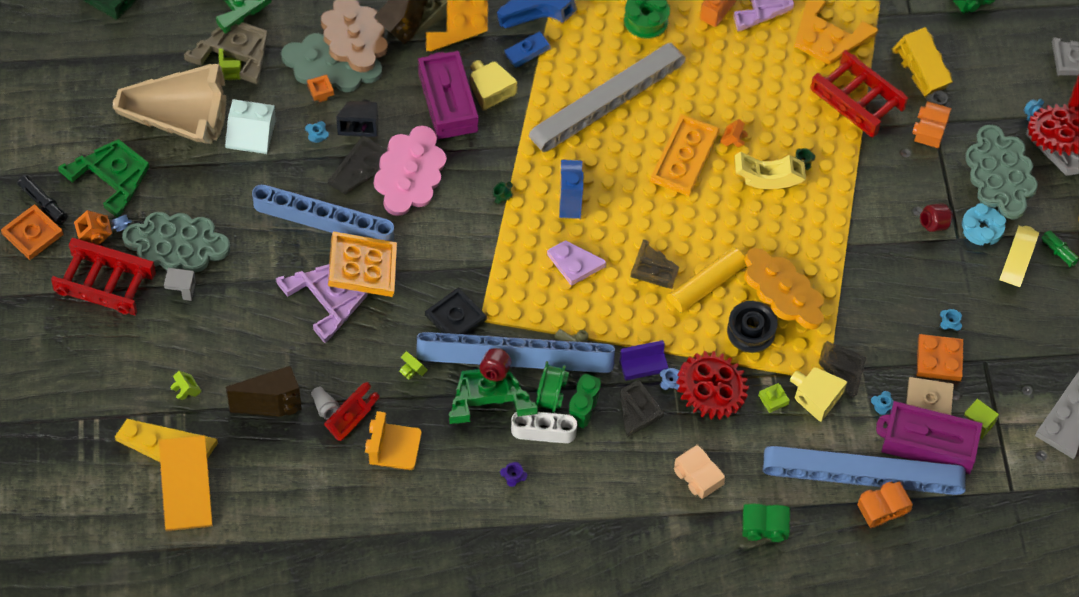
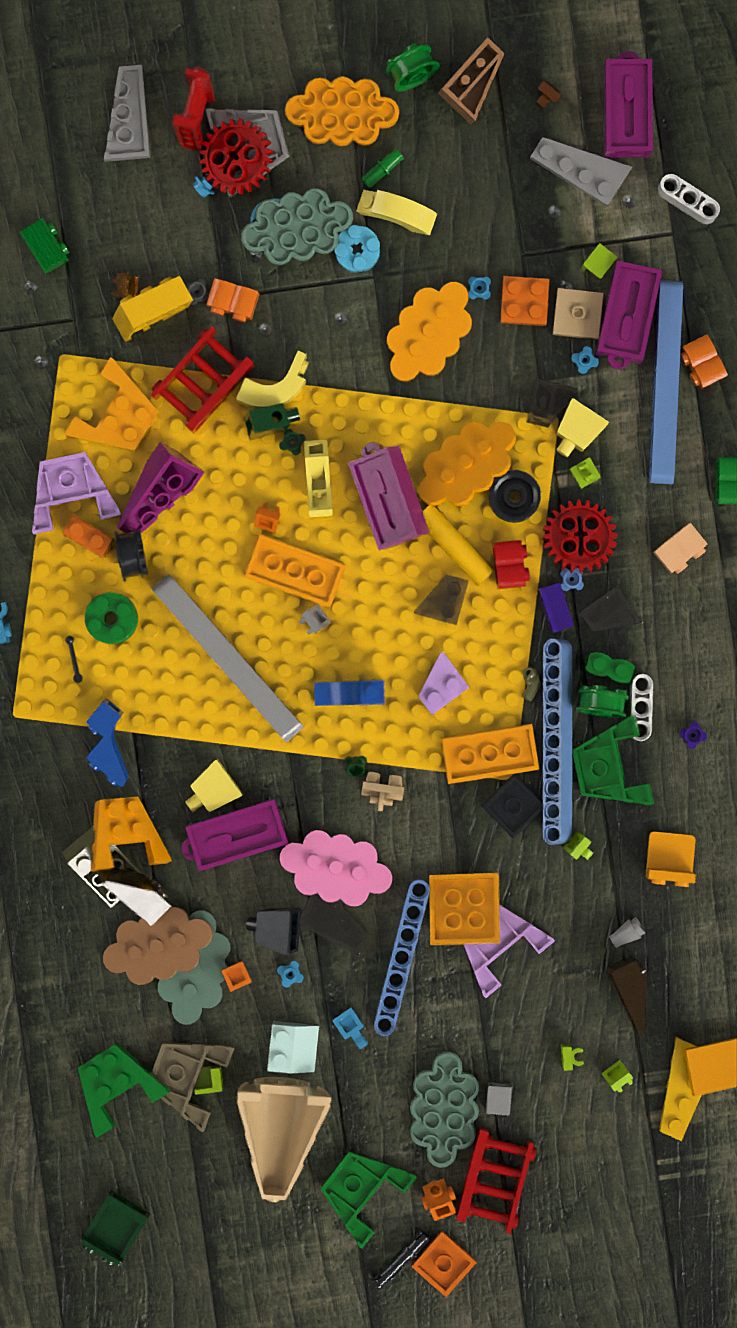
camera: 90 degrees left, 30 degrees up
(120, 223) = (426, 1171): medium blue plate -> none
(211, 343) = (567, 1056): none -> lime tile
(261, 172) = (349, 1025): none -> dark azure plate
(351, 412) = (636, 903): red hinge -> none
(477, 208) = (381, 793): none -> tan hips
(495, 364) = (583, 761): dark red head -> none
(507, 297) = (490, 753): none -> light orange tile
(527, 49) = (163, 750): blue plate -> none
(641, 164) = (315, 618): none -> light grey tile
(687, 320) = (510, 564): none -> red brick
(703, 25) = (131, 554): none -> black wheel
(752, 220) = (388, 496): none -> magenta piece
(765, 59) = (161, 483): none -> magenta wedge
(822, 135) = (260, 421): none -> dark green torso
(850, 153) = (261, 396): none -> light yellow arch
(908, 277) = (429, 331): none -> light orange plate
(936, 217) = (355, 299): dark red head -> none
(944, 46) = (125, 286): none -> clear orange tile
(1042, 509) = (700, 199): none -> white beam

